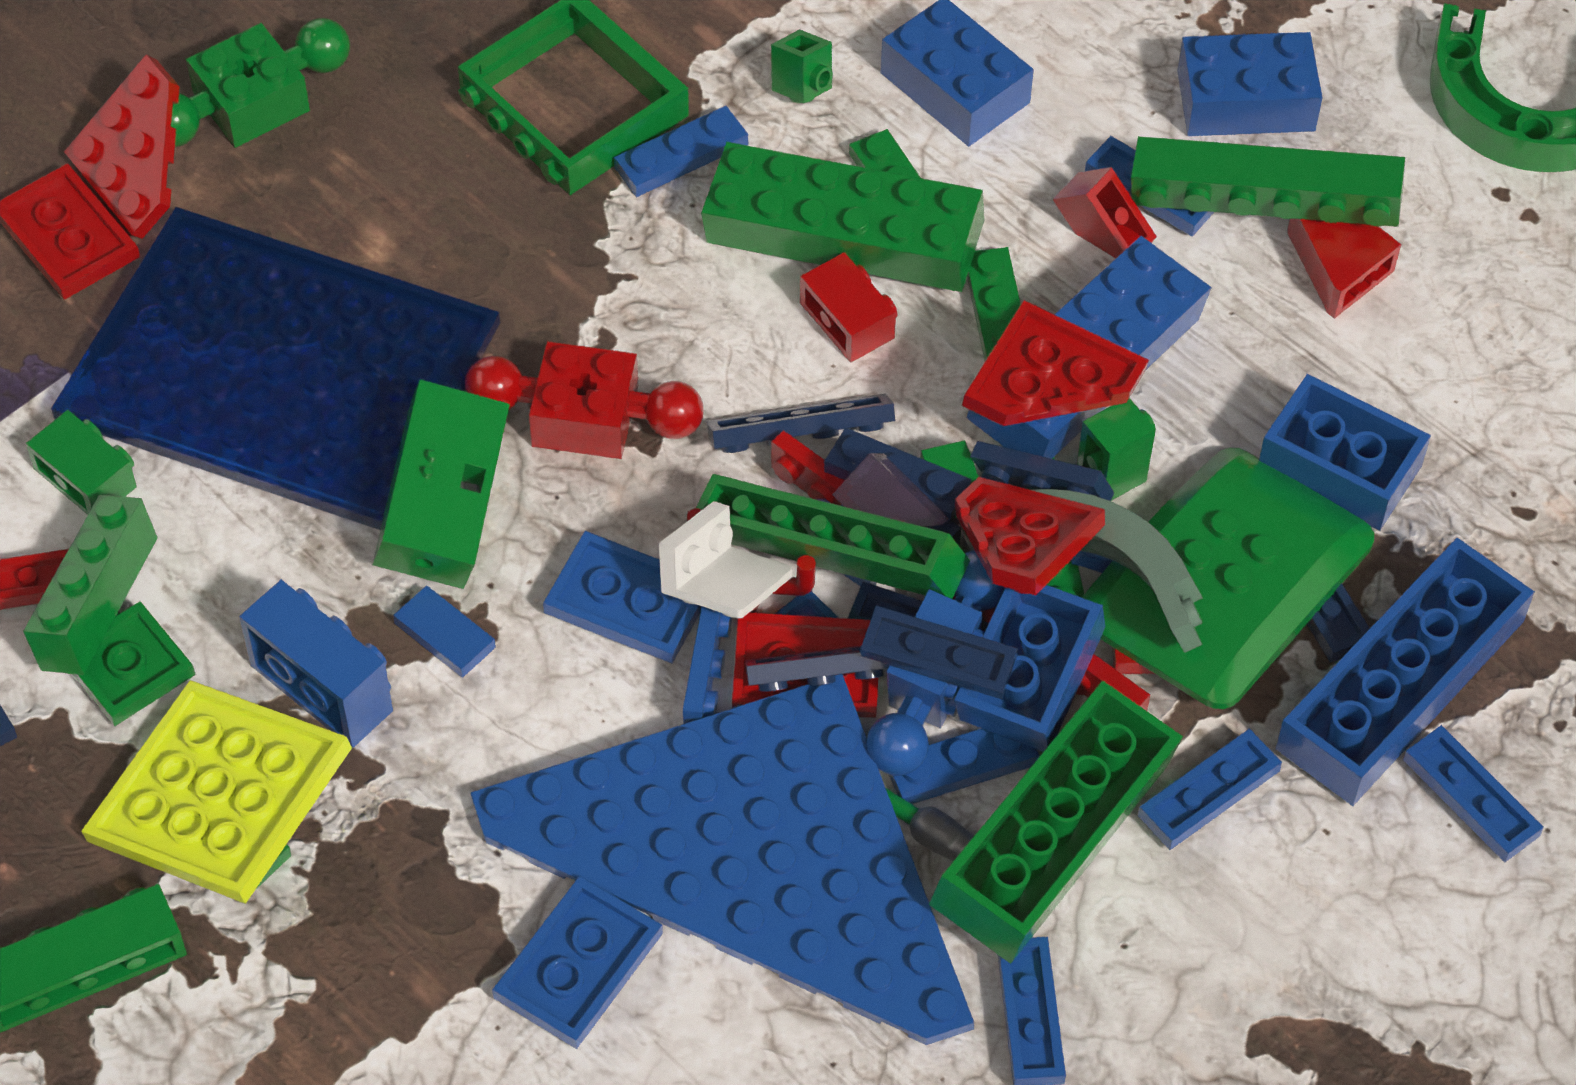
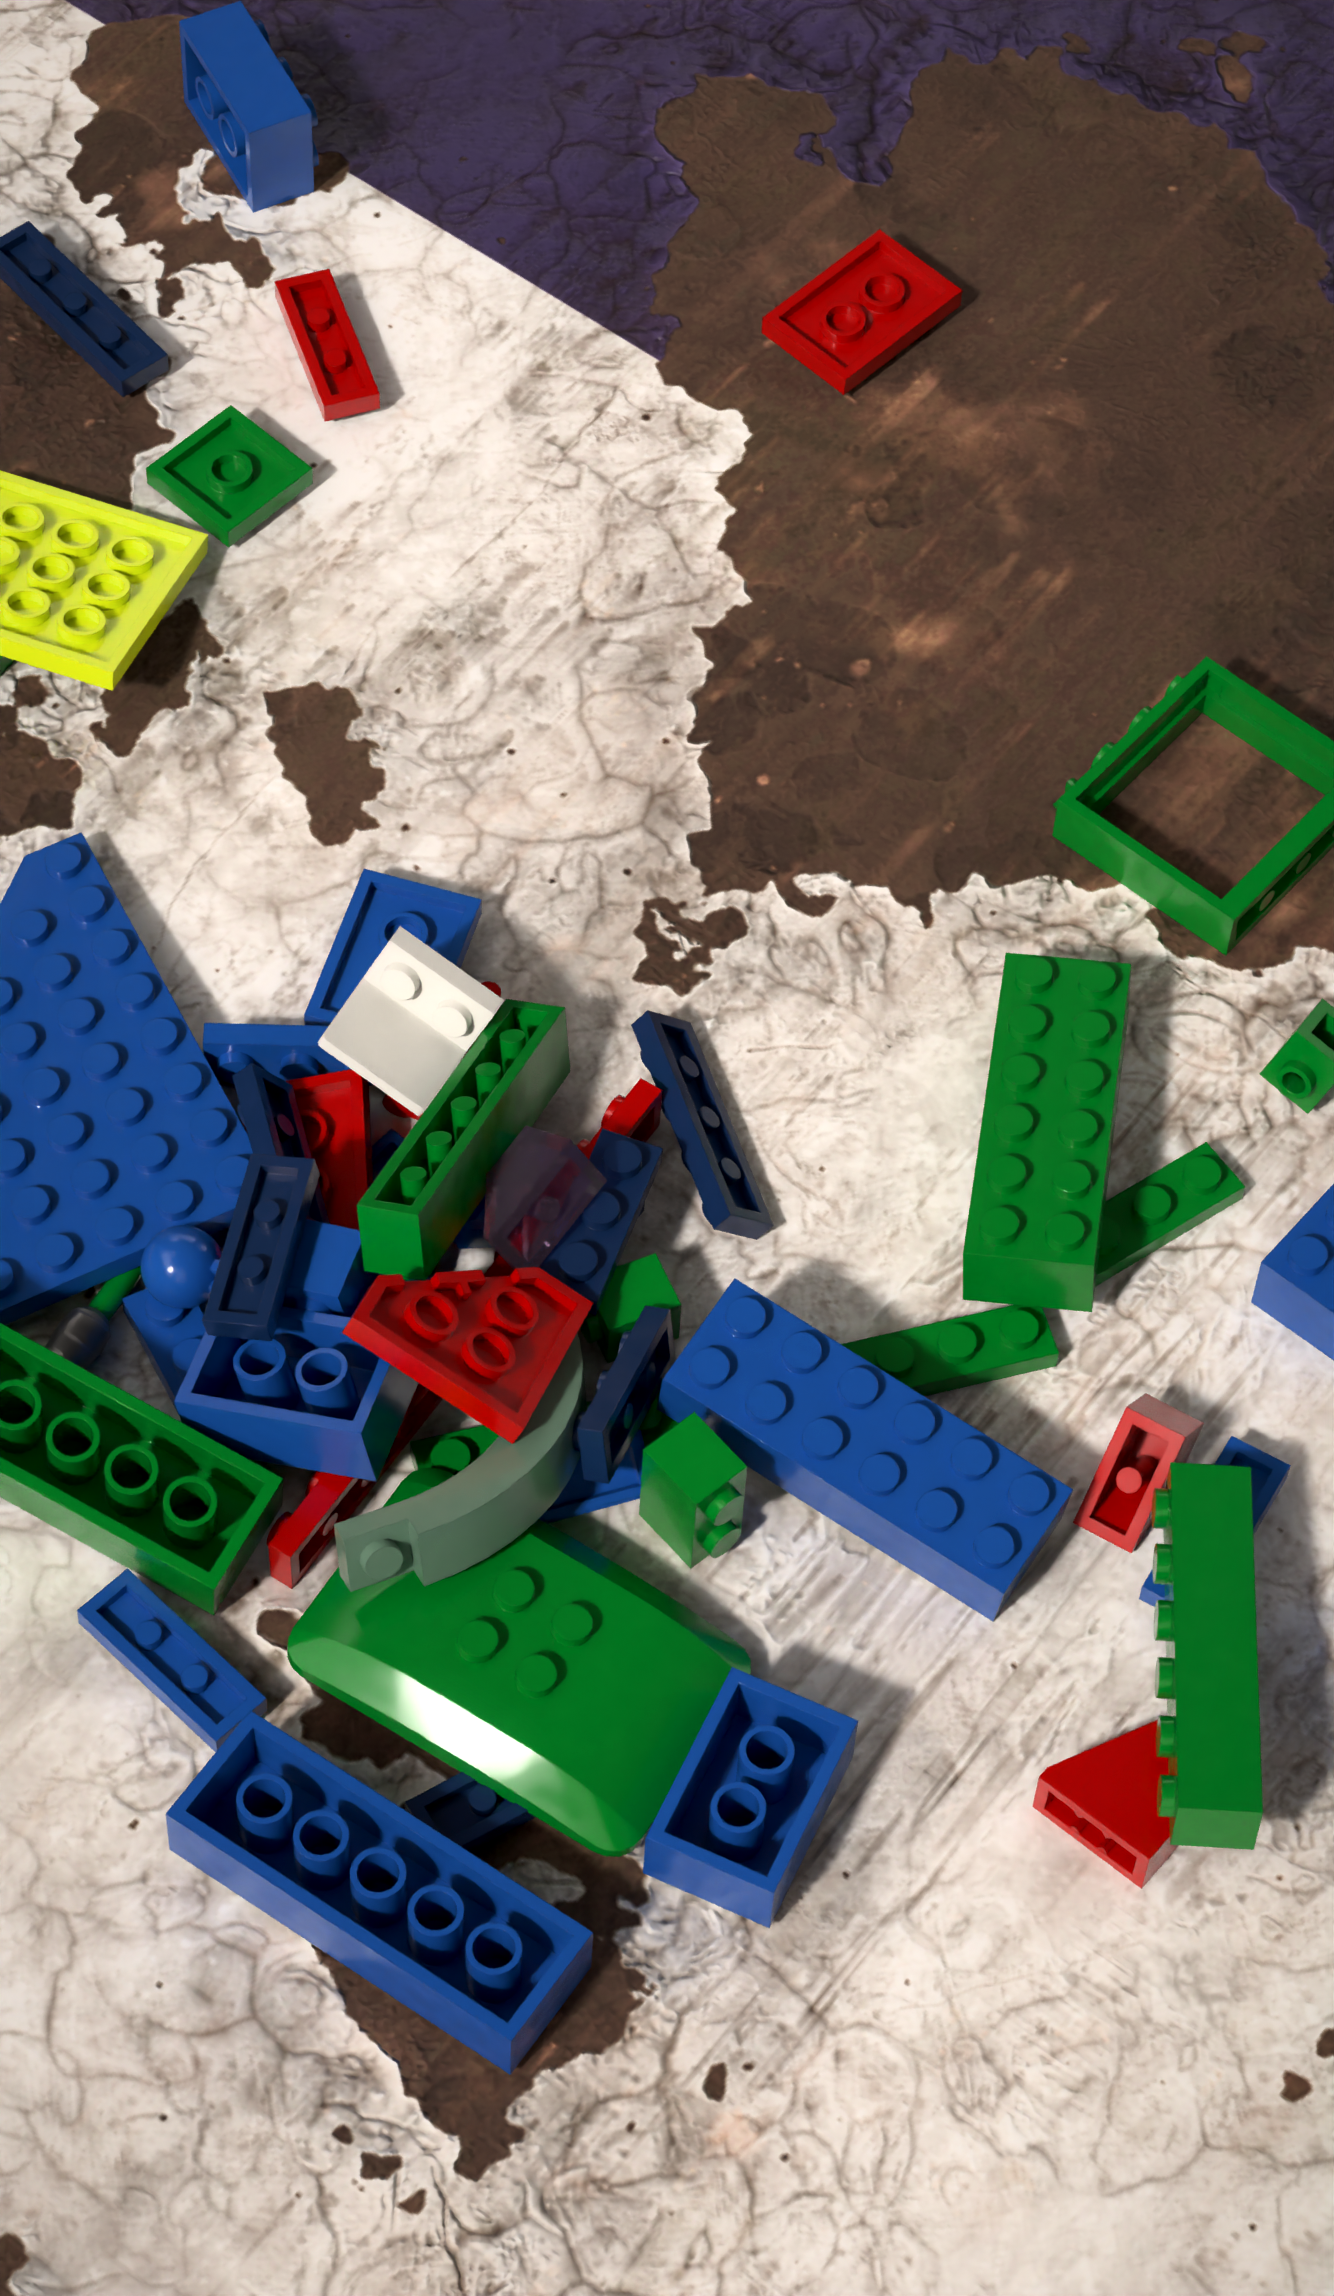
camera: 80 degrees right, 0 degrees up
(80, 461) = (505, 383): green brick -> none
(90, 585) = (315, 407): green brick -> none
(130, 145) = (988, 339): red plate -> none
(254, 83) = (1135, 448): green brick -> none
(271, 364) = (692, 559): clear blue plate -> none
(317, 662) = (229, 640): blue brick -> none
(441, 484) = (514, 728): green brick -> none
(444, 631) = (321, 782): blue tile -> none
(587, 399) = (689, 874): red brick -> none
(679, 151) = (1154, 946): blue plate -> none
(848, 306) = (906, 1162): red brick -> none
(1051, 370) = (757, 1351): red plate -> none
(1473, 793) = (197, 2000): blue plate -> none

